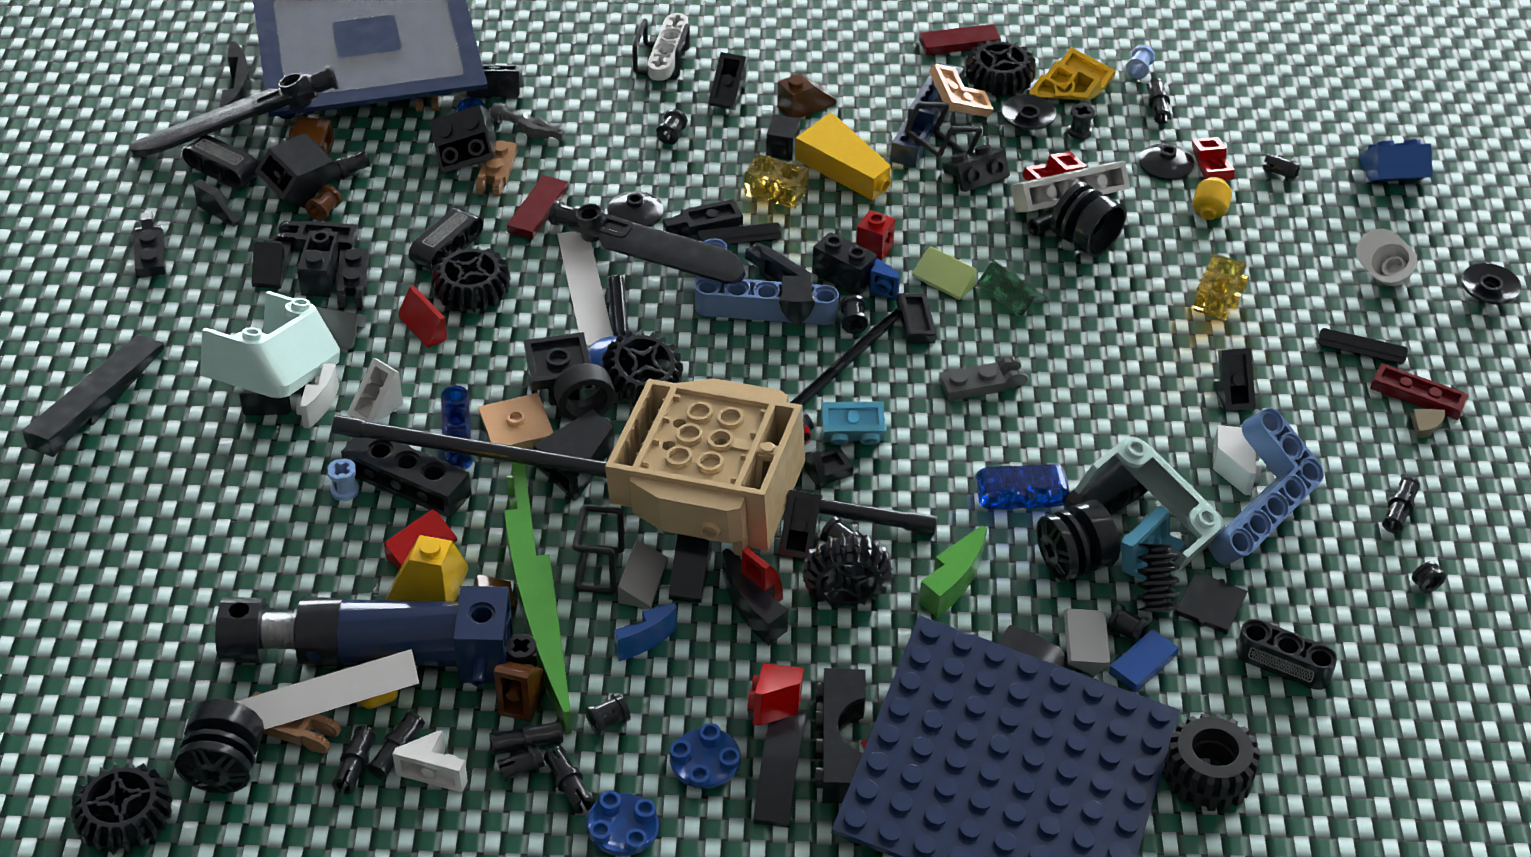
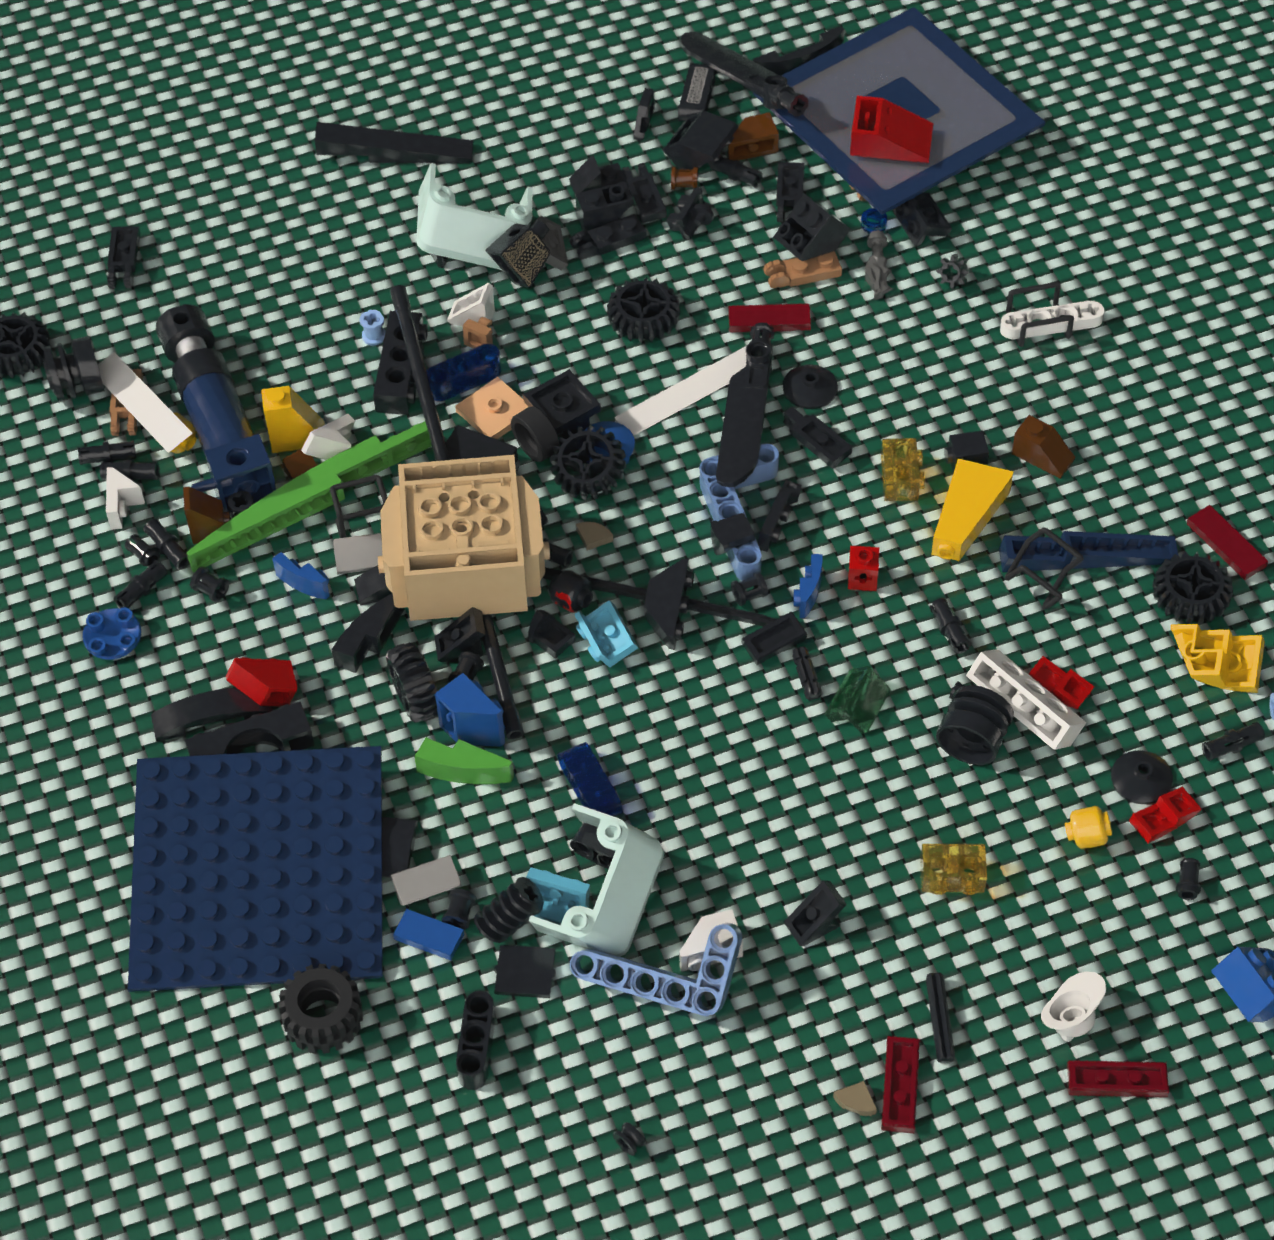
camera: 70 degrees right, 10 degrees up
(61, 667) = (123, 255): none -> black hinge
(149, 248) = (574, 100): black hinge -> none
(318, 397) = (448, 276): white slope -> none
(345, 329) = (521, 252): none -> black torso
(377, 209) = (692, 214): none -> black hips
(396, 144) = (789, 186): none -> black hinge
(402, 45) = (889, 131): none -> red slope
(415, 402) = (477, 332): none -> medium nougat tile
(423, 318) = (583, 301): red slope -> none
(428, 525) = (333, 400): red slope -> none
(452, 231) = (687, 273): black beam -> none
(482, 551) = (329, 438): none -> white slope
(574, 78) = (948, 276): none -> black gear
(618, 305) = (669, 421): black axle -> none
(671, 126) = (942, 368): black bush -> none
(705, 757) = (194, 661): blue dish -> none
(728, 81) = (1020, 379): black slope -> none
(742, 234) = (815, 470): black axle -> none
(761, 573) = (383, 625): red slope -> none
(842, 263) = (808, 553): black bracket -> none
(845, 367) = (668, 600): none -> black slope
(910, 536) = (469, 714): none -> blue slope
(945, 273) = (847, 641): yellowish green slope -> none
(956, 95) = (1110, 566): light nougat plate -> none
(963, 208) = (950, 626): none -> black pin
(966, 310) = (806, 673): none -> black axle
(978, 168) = (1021, 617): black bracket -> none
(982, 379) = (719, 713): dark grey hinge -> none
(1029, 112) = (1134, 624): black dish -> none
(1078, 540) = (525, 836): black wheel -> none
(1081, 121) = (1141, 681): black bush -> none
(1401, 505) = (737, 1098): black pin -> none
(1454, 261) = (1117, 1078): none -> dark red tile
(1491, 283) = (1102, 1102): black dish -> none

